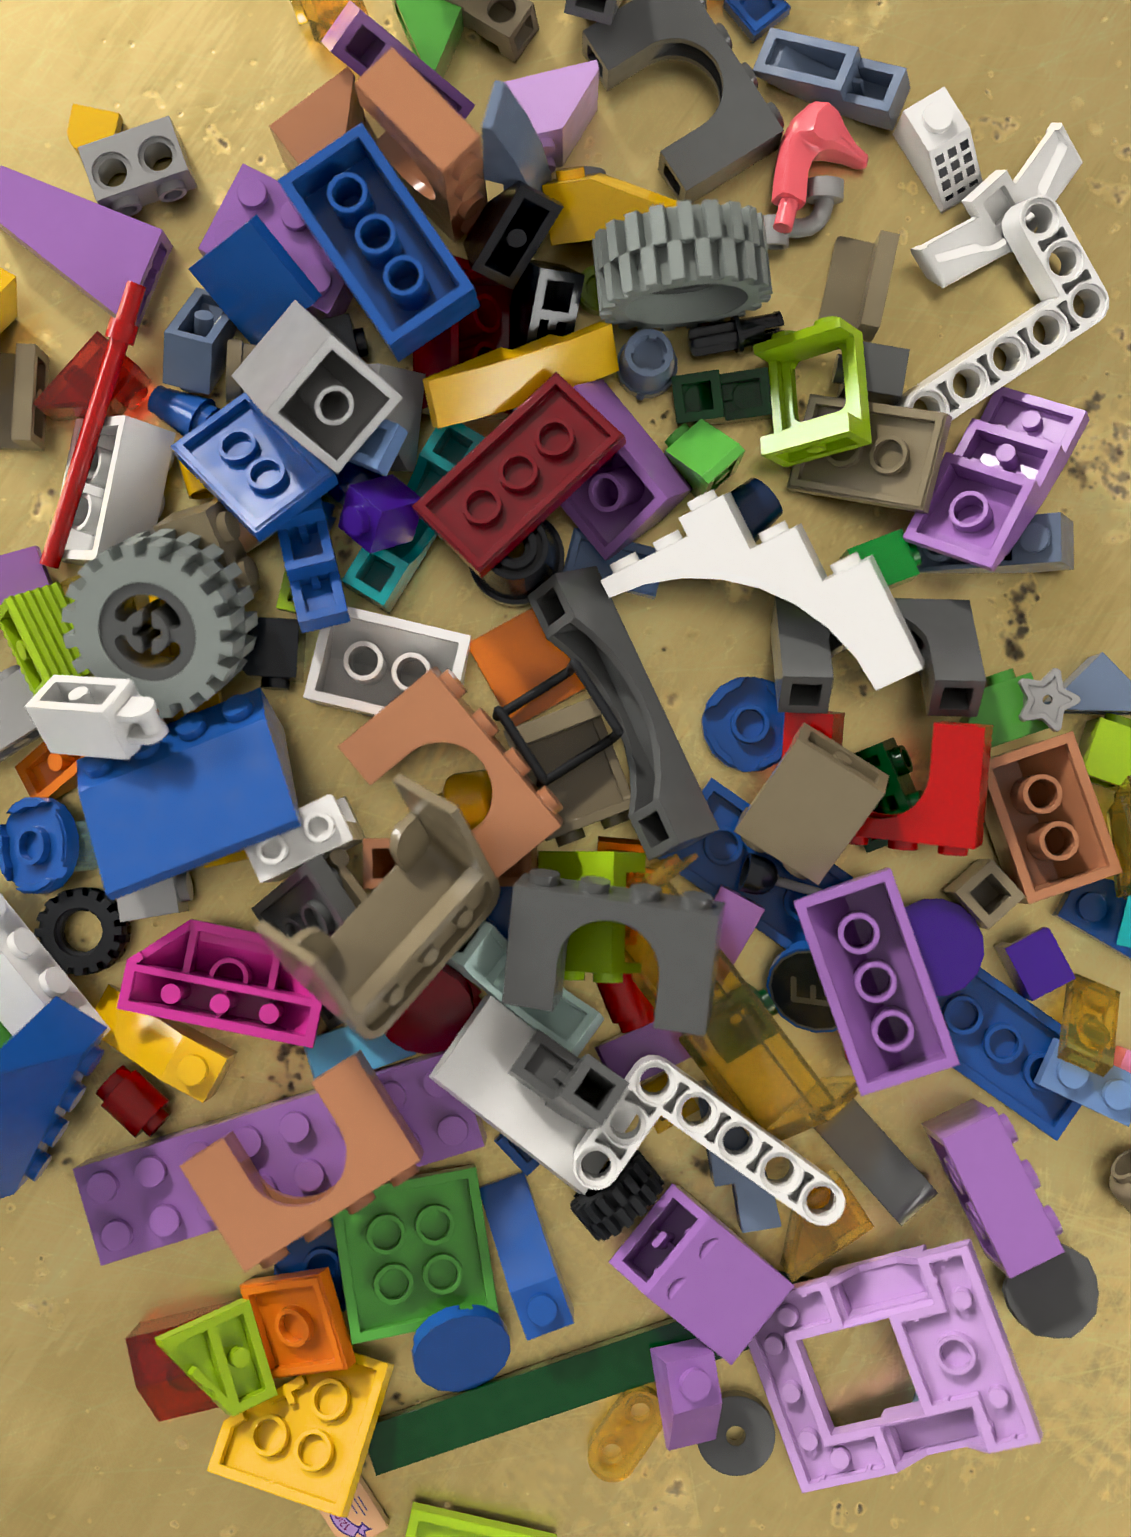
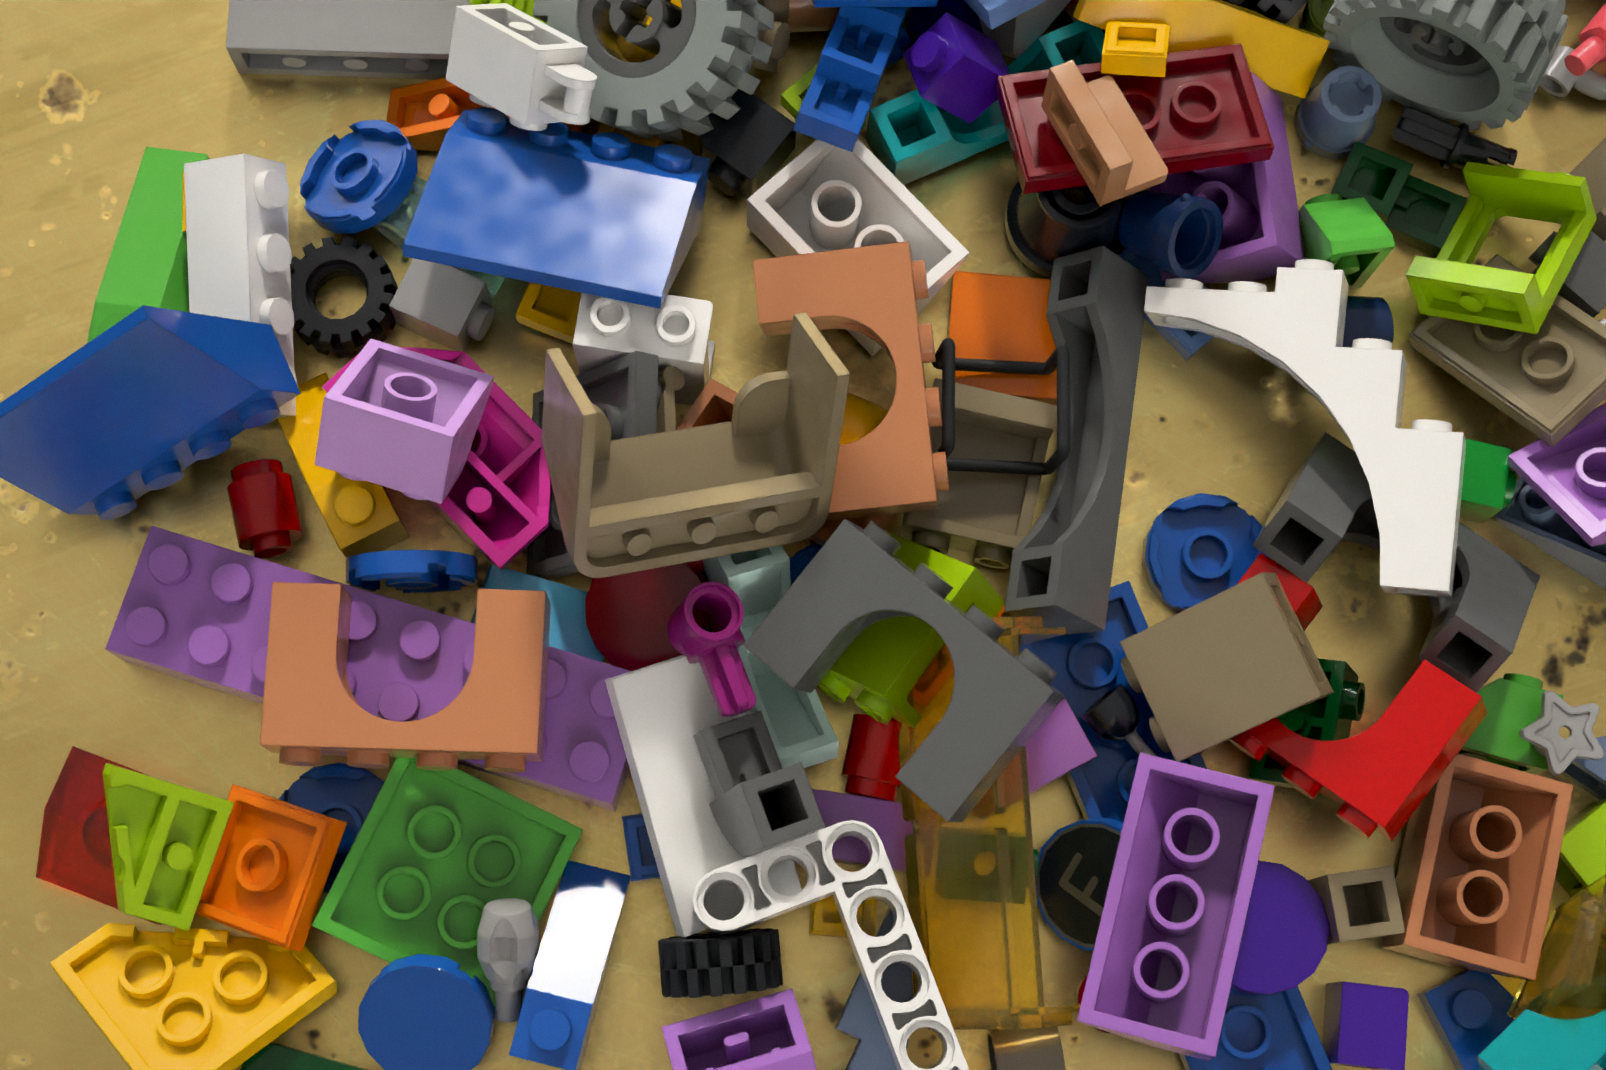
camera: 30 degrees right, 10 degrees down
(185, 1000) = (402, 420): none -> lavender slope
(257, 1084) = (412, 570): none -> blue tile
(482, 1277) = (507, 952): none -> light grey piece
(489, 1017) = (715, 650): none -> magenta axle
(490, 427) = (1135, 49): none -> yellow tile
(508, 507) = (1101, 134): none -> medium nougat panel
(592, 530) = (1172, 231): none -> dark blue piece

